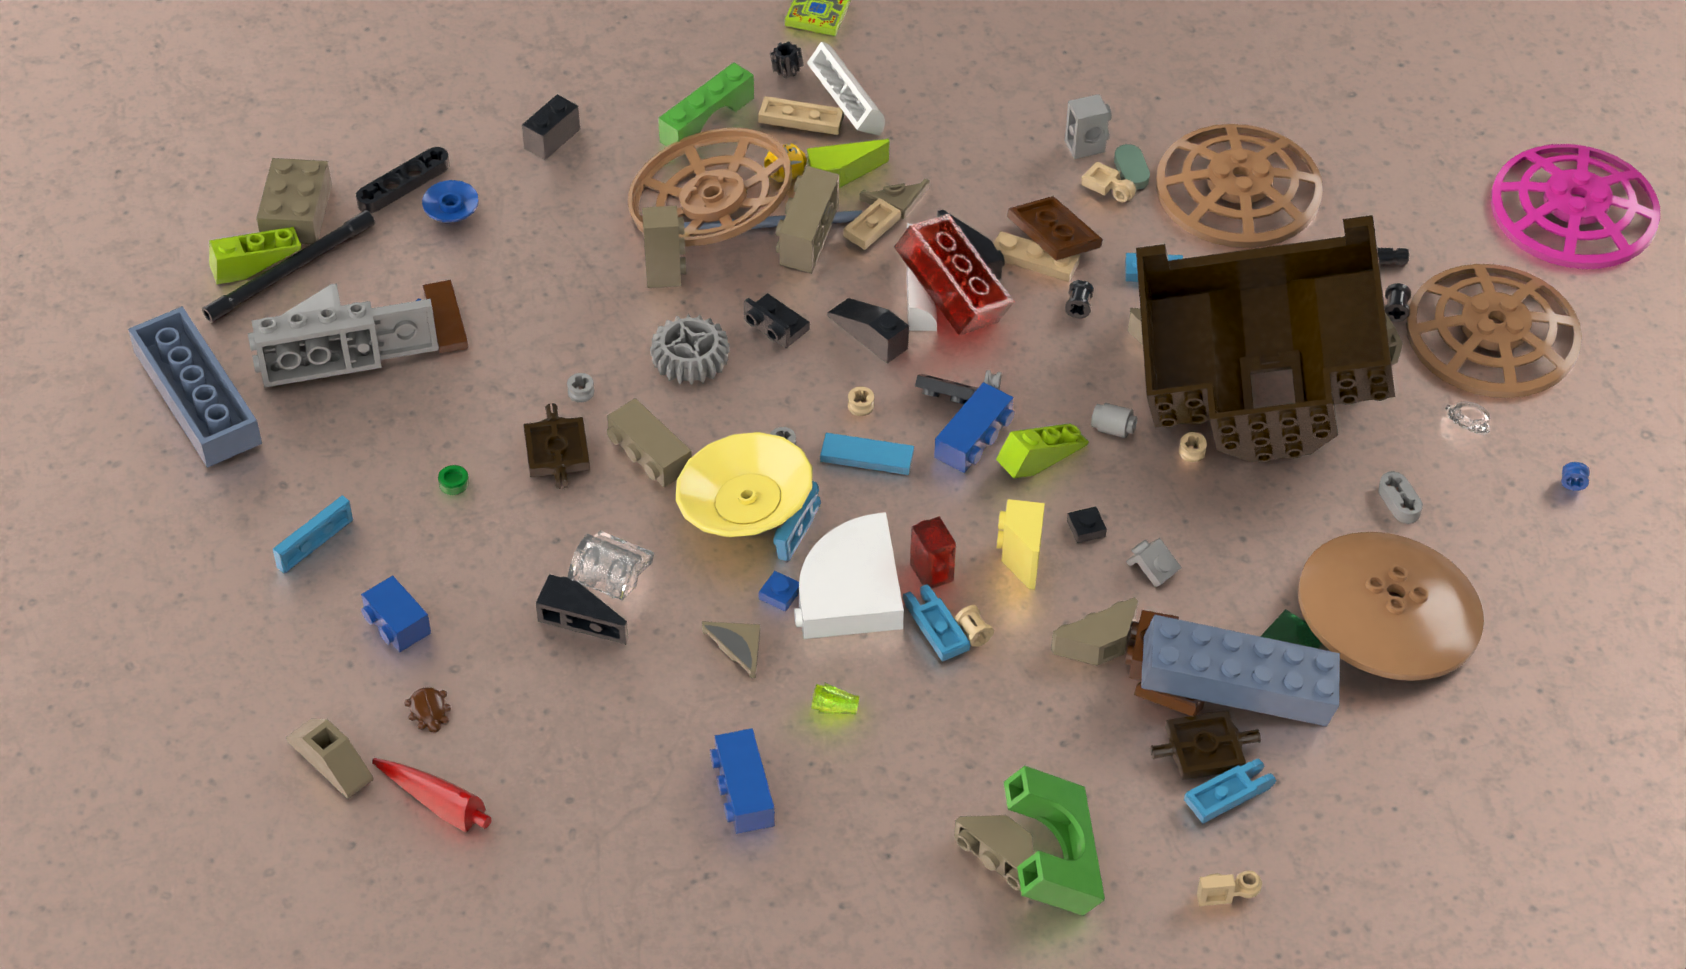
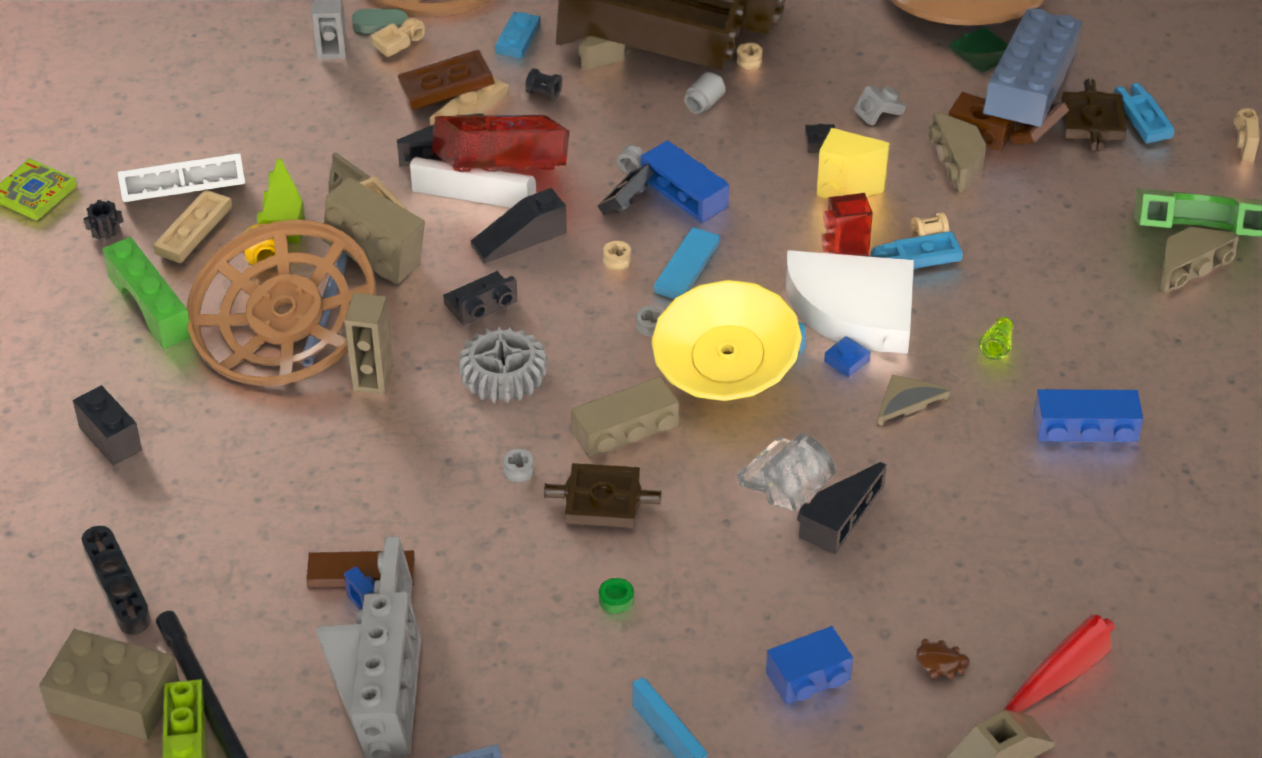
camera: 75 degrees left, 5 degrees down
(450, 201) = (182, 533): blue dish -> none
(1036, 449) = (726, 145): lime slope -> none

